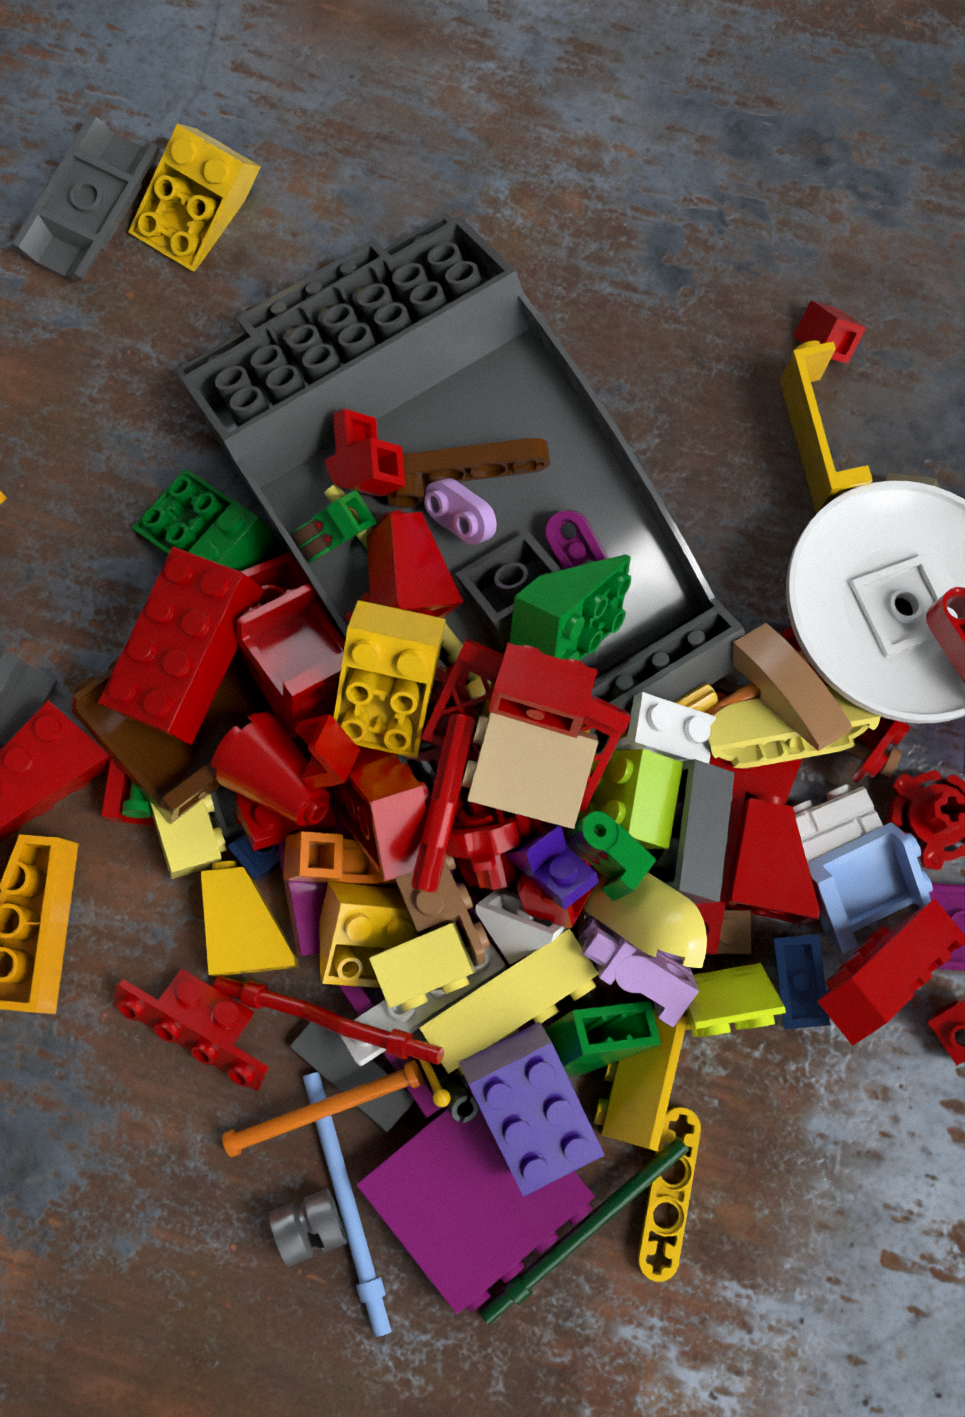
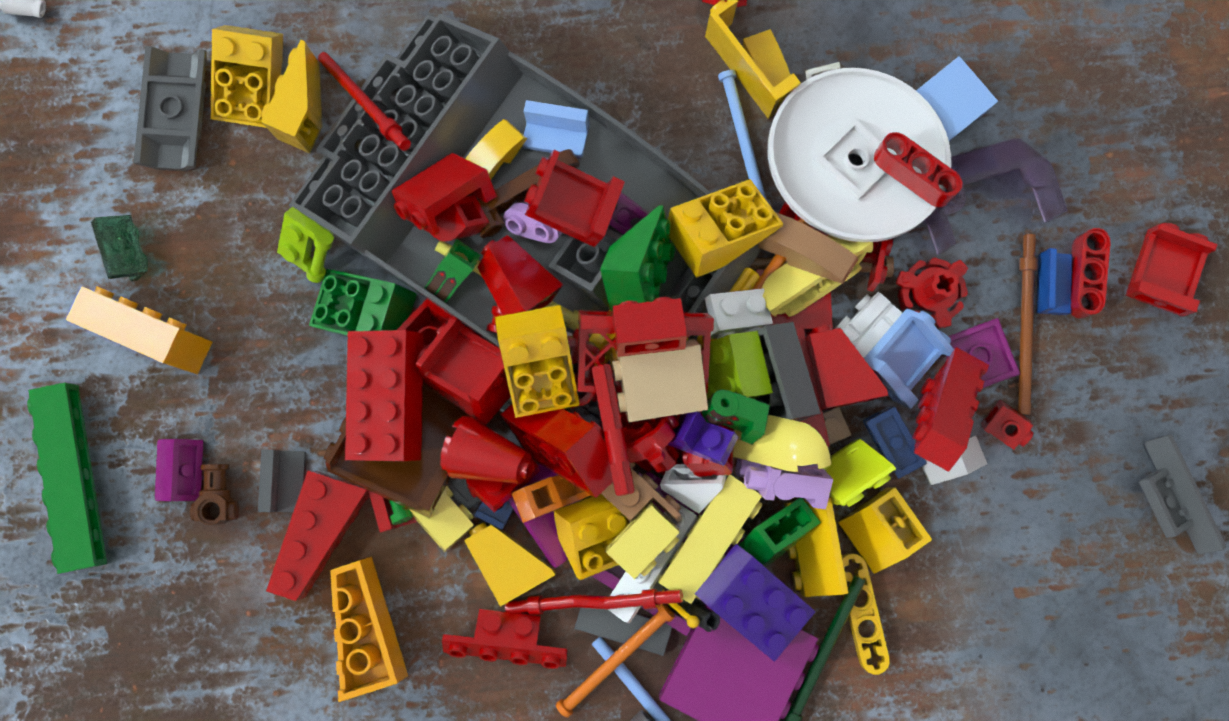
camera: 25 degrees left, 5 degrees up
(161, 420) = (297, 242): none -> lime plate
(237, 254) = (296, 106): none -> yellow slope
(331, 752) = (521, 427): red panel -> none
(333, 321) = (388, 127): none -> red bar
(363, 418) = (440, 188): none -> red panel
(455, 401) = (497, 146): none -> yellow slope
(518, 501) = (572, 200): none -> red panel
(539, 408) = (555, 128): none -> light blue panel
(694, 614) = (721, 226): none -> yellow slope
(742, 1096) = (884, 530): none -> yellow slope
(762, 612) = (727, 78): none -> light blue bar
(846, 434) = (767, 55): none -> yellow slope
(886, 1048) = (968, 462): none -> white slope

